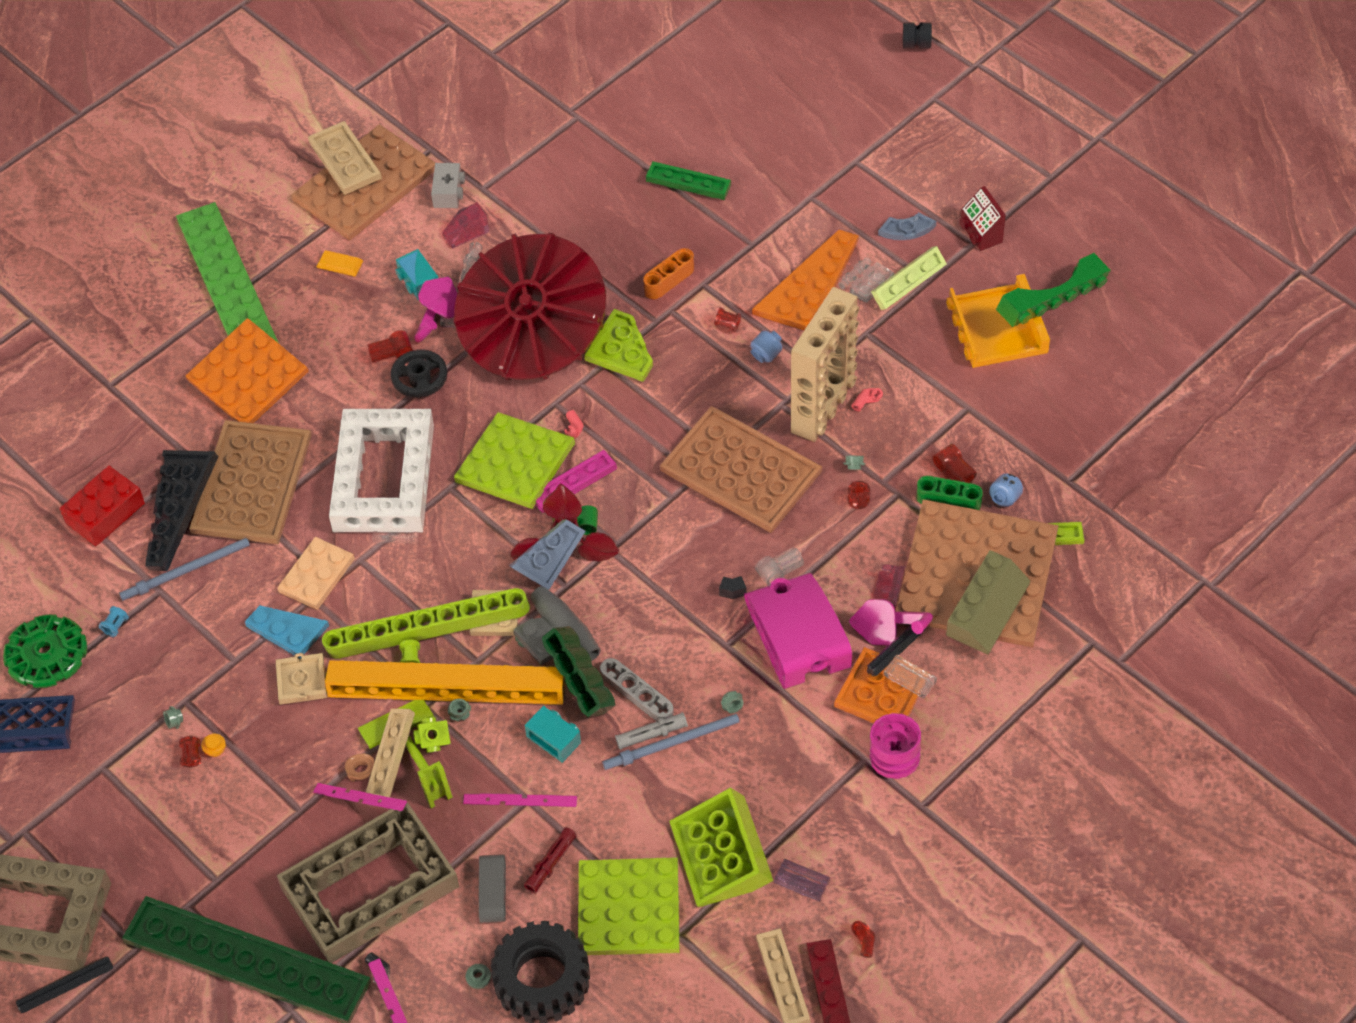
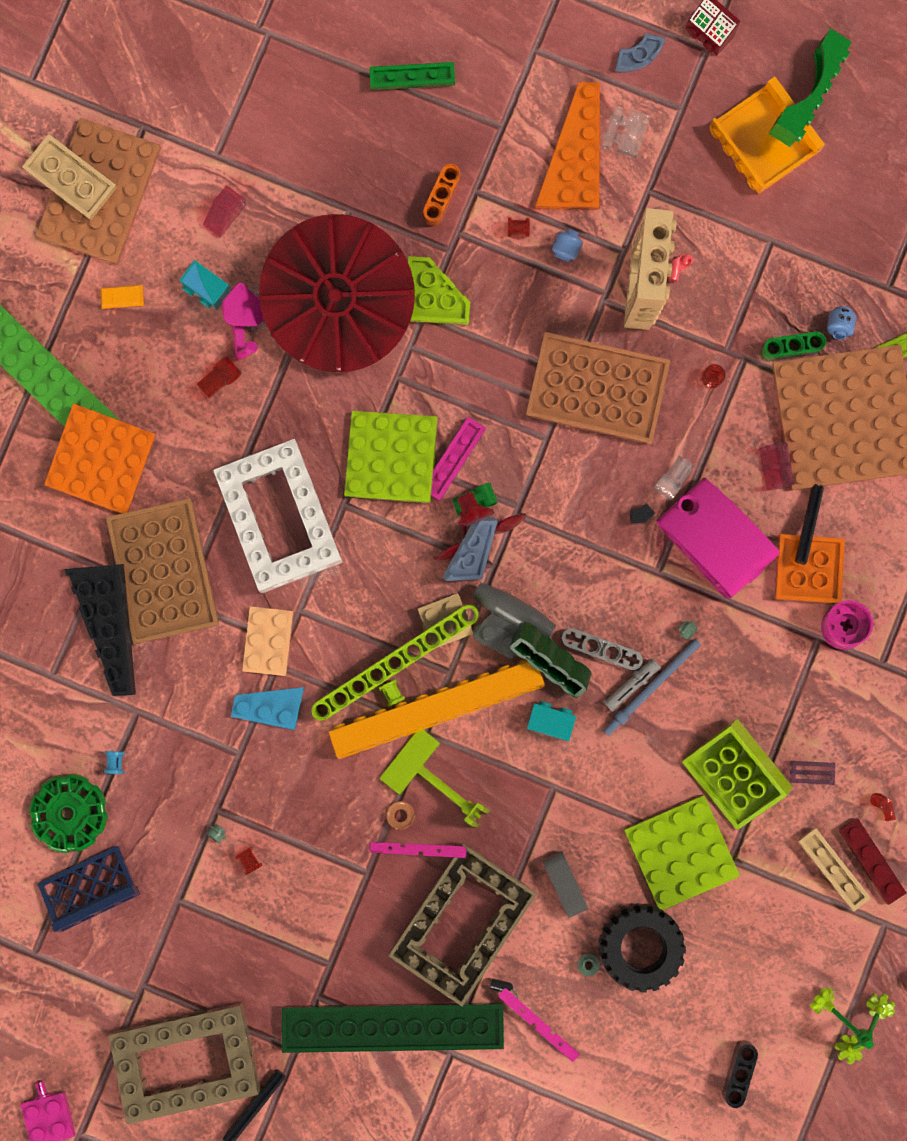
camera: 25 degrees left, 30 degrees up
(102, 505) = (40, 651): red brick -> none
(142, 587) = (122, 715): sand blue bar -> none
(213, 745) = (264, 844): light orange plate -> none
(301, 678) = (308, 752): tan plate -> none
(390, 752) = (423, 799): tan plate -> none
(419, 373) = (266, 379): black wheel -> none
(440, 731) = (450, 766): lime brick -> none
(447, 185) = (181, 156): light grey brick -> none
(459, 704) = (455, 723): sand green plate -> none
(469, 259) = (249, 251): clear pin -> none
(516, 799) = (544, 791): dark pink piece -> none
(544, 868) = (597, 865): dark red pin -> none
(575, 426) = (429, 398): coral arm -> none
(854, 461) = (696, 342): sand green plate -> none
(878, 621) = (785, 504): dark pink piece -> none
(908, 278) = (666, 116): yellowish green plate -> none
(910, 676) = (832, 550): clear tile -> none
(951, 461) = (782, 310): clear red piece -> none
(988, 603) = (872, 453): olive slope -> none

